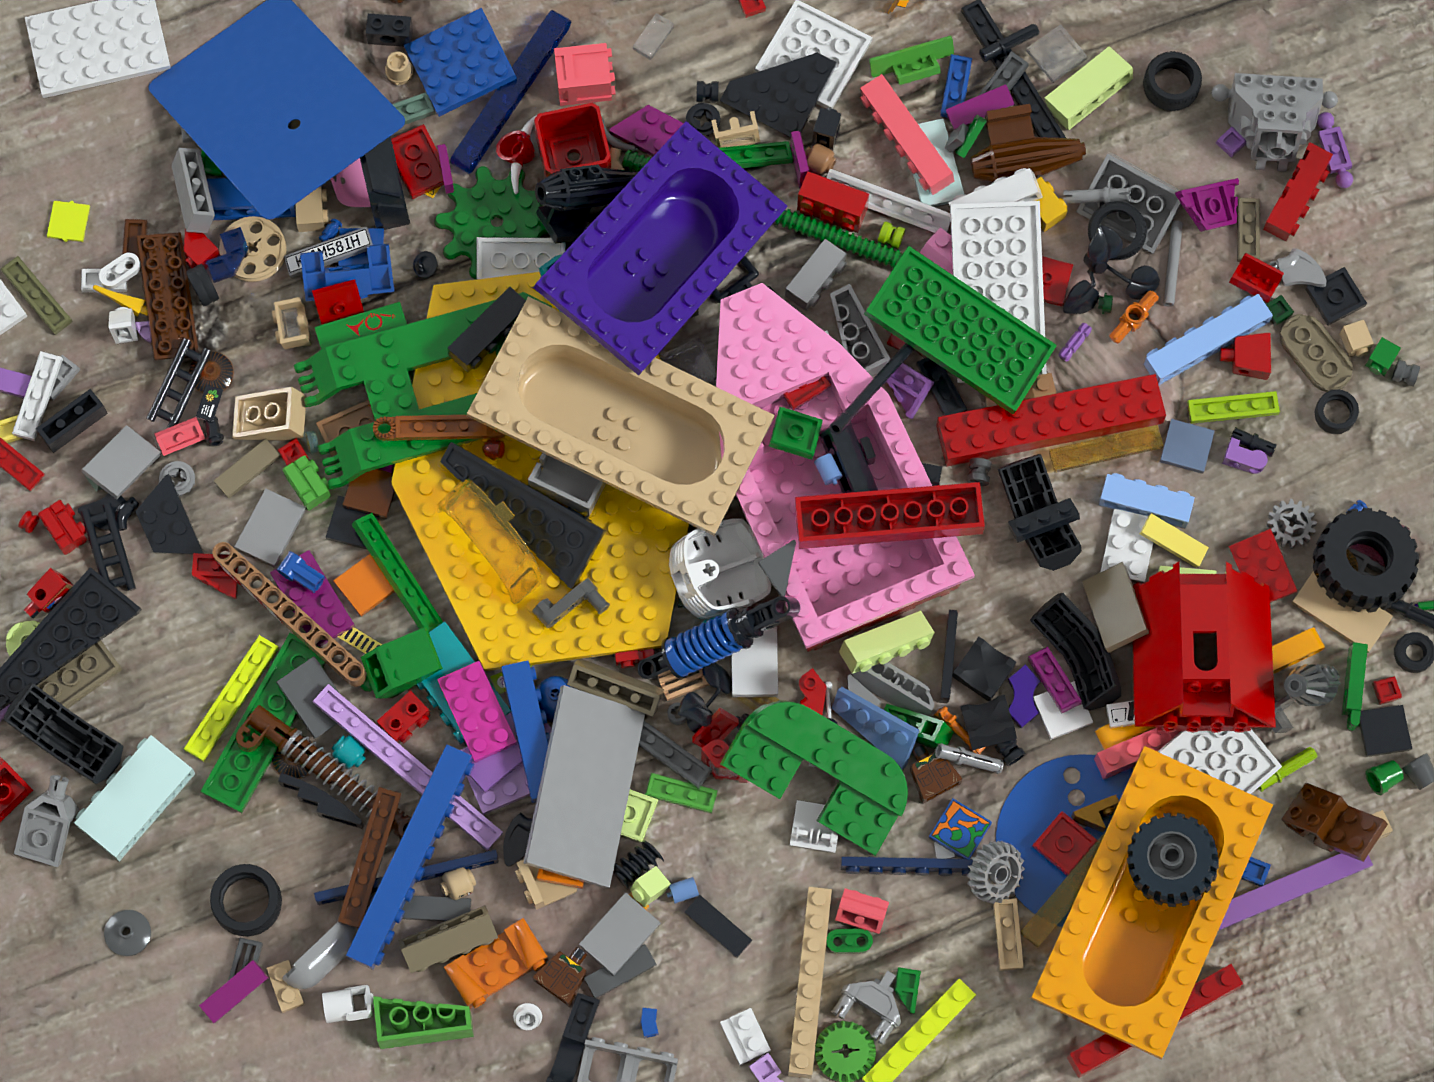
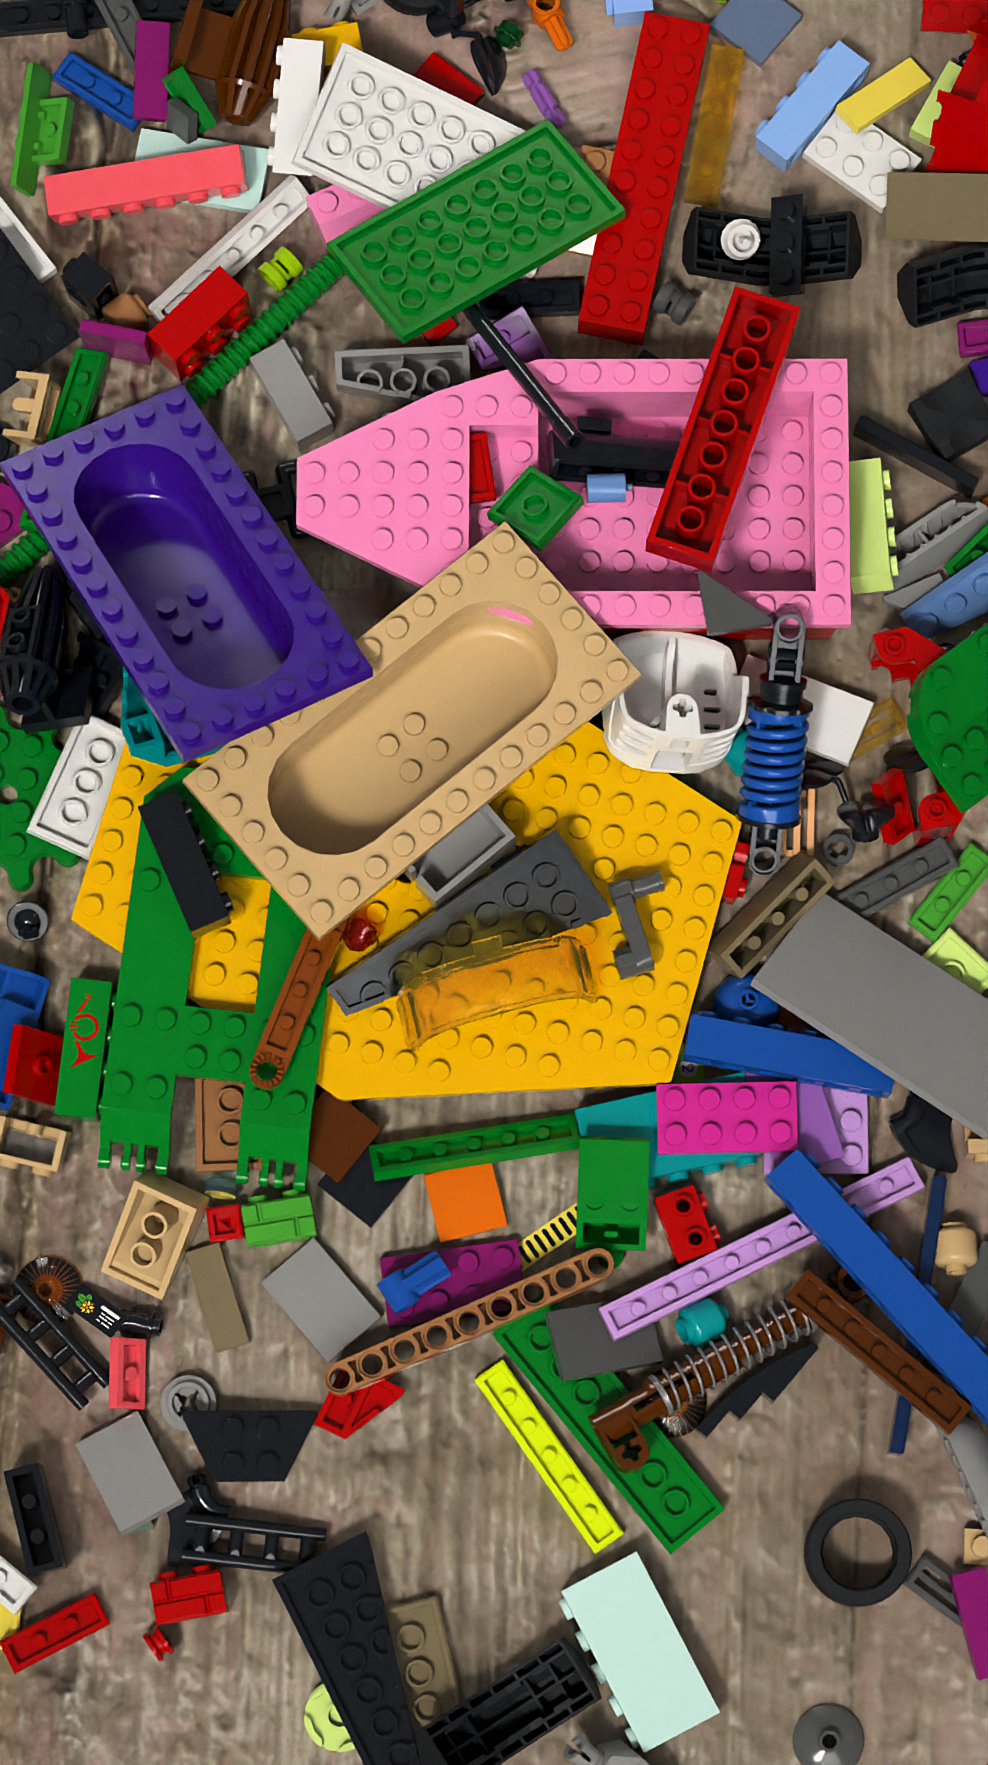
camera: 60 degrees left, 5 degrees up
(47, 592) = (278, 1642): red torso -> none
(1035, 491) = (740, 239): none -> white hat

